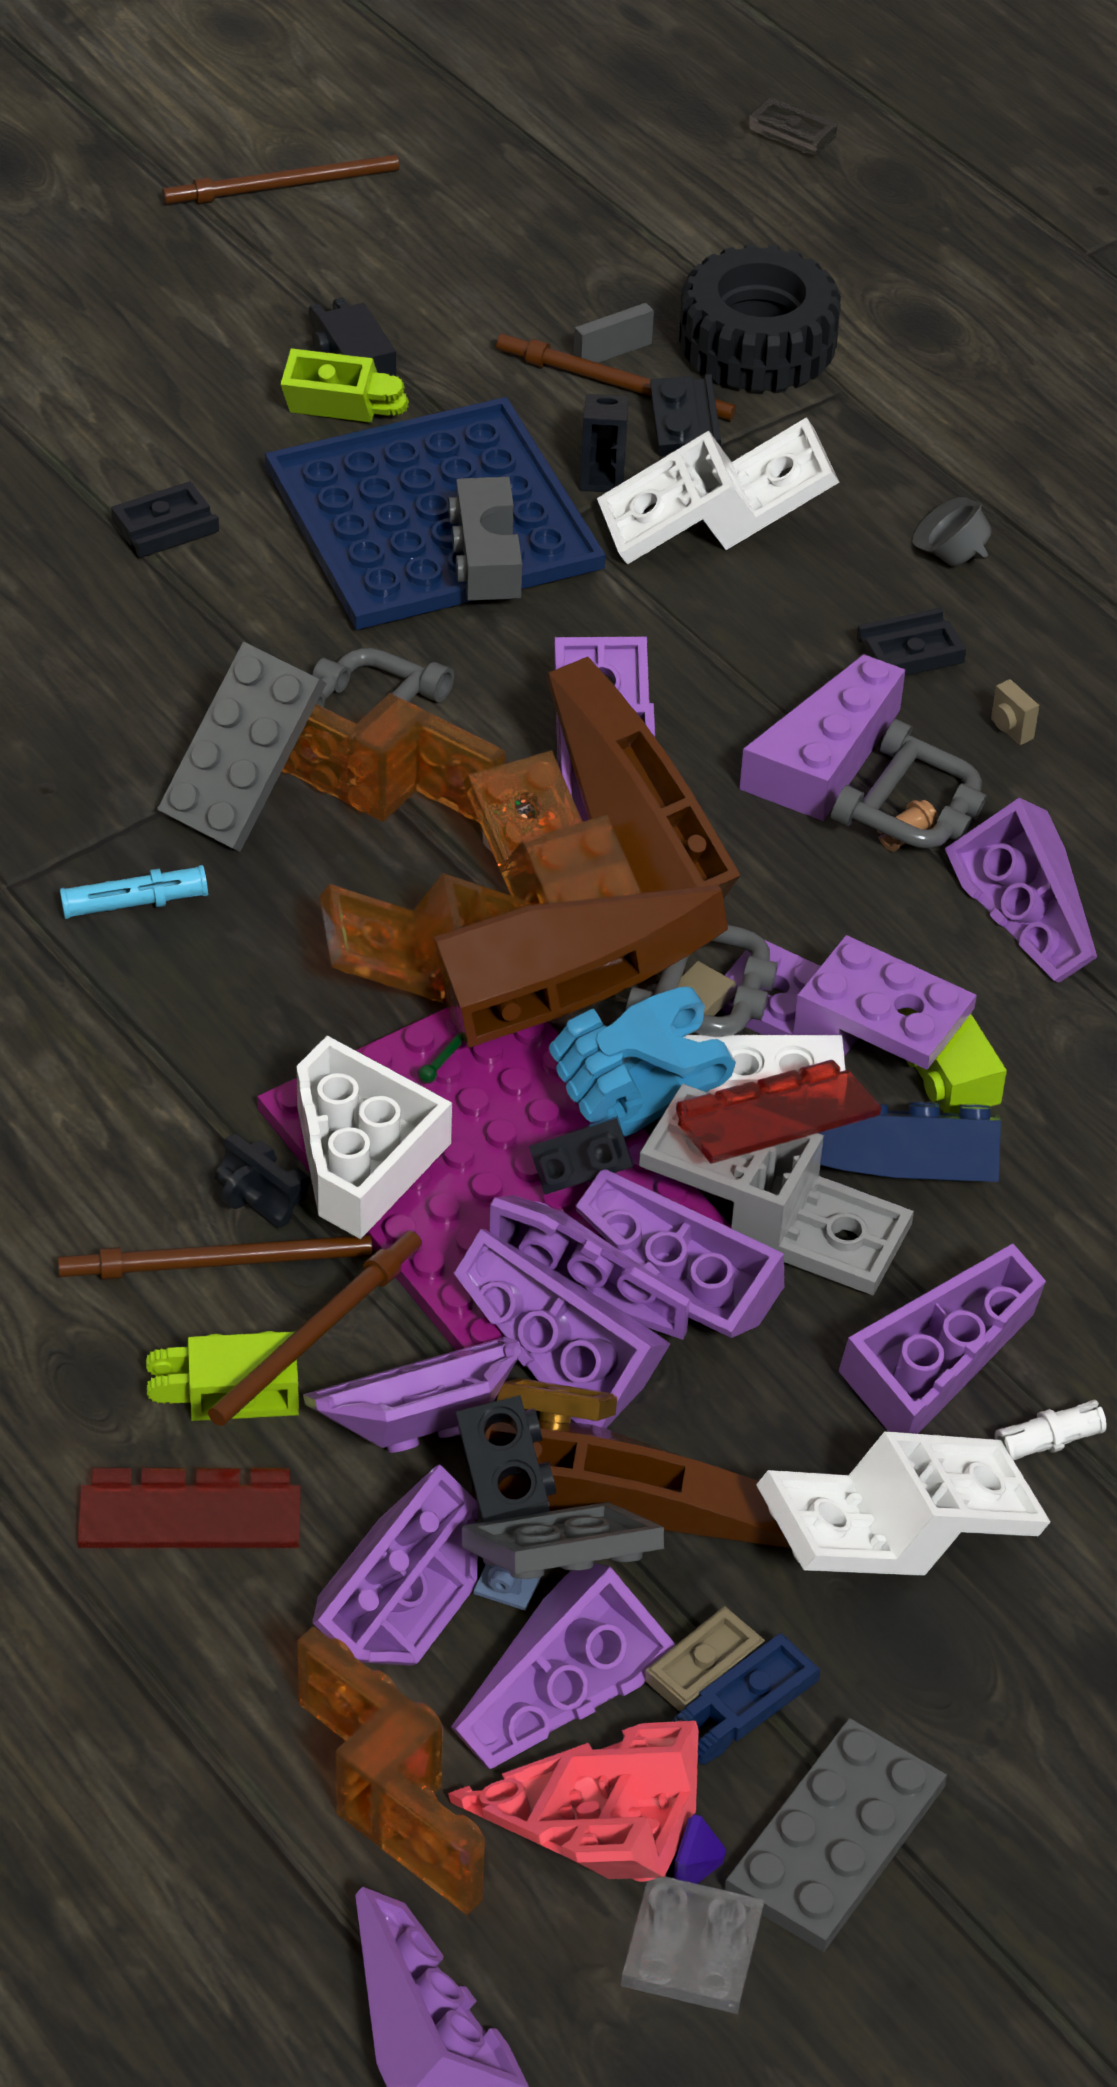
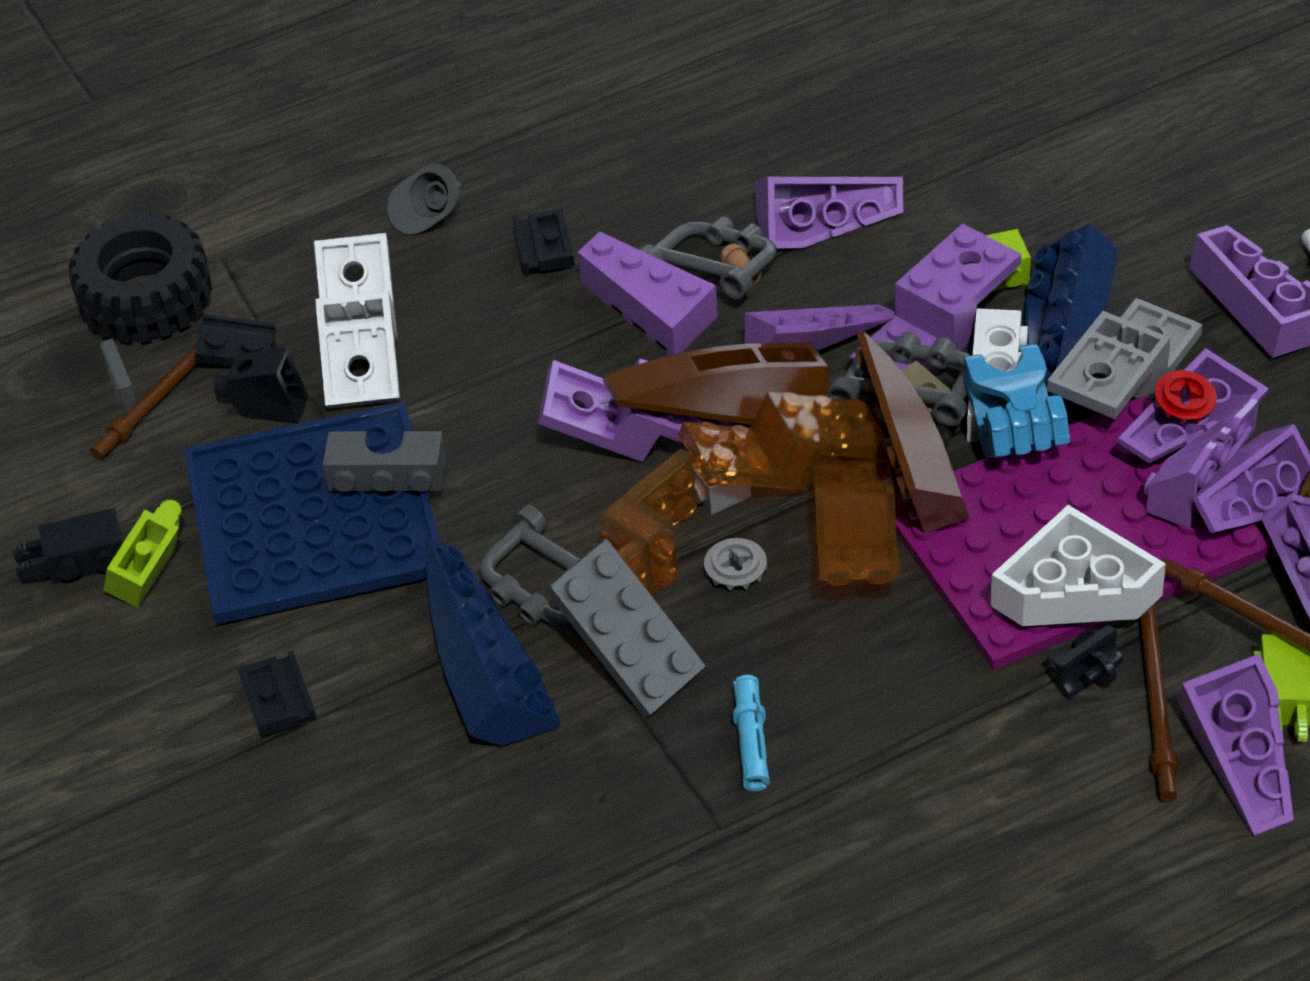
camera: 75 degrees left, 0 degrees up
(138, 1313) = (1240, 733): none -> medium lavender wedge
(176, 677) = (481, 657): none -> dark blue wedge
(400, 849) = (744, 553): none -> light grey gear
(428, 1073) = (991, 545): dark green hinge -> none
(580, 1155) = (1098, 450): black hips -> none
(657, 1218) = (1199, 390): none -> red gear
(774, 1110) = (1083, 330): clear red windscreen -> none
(781, 876) = (813, 325): none -> medium lavender wedge
(1014, 712) = (633, 192): dark tan plate -> none

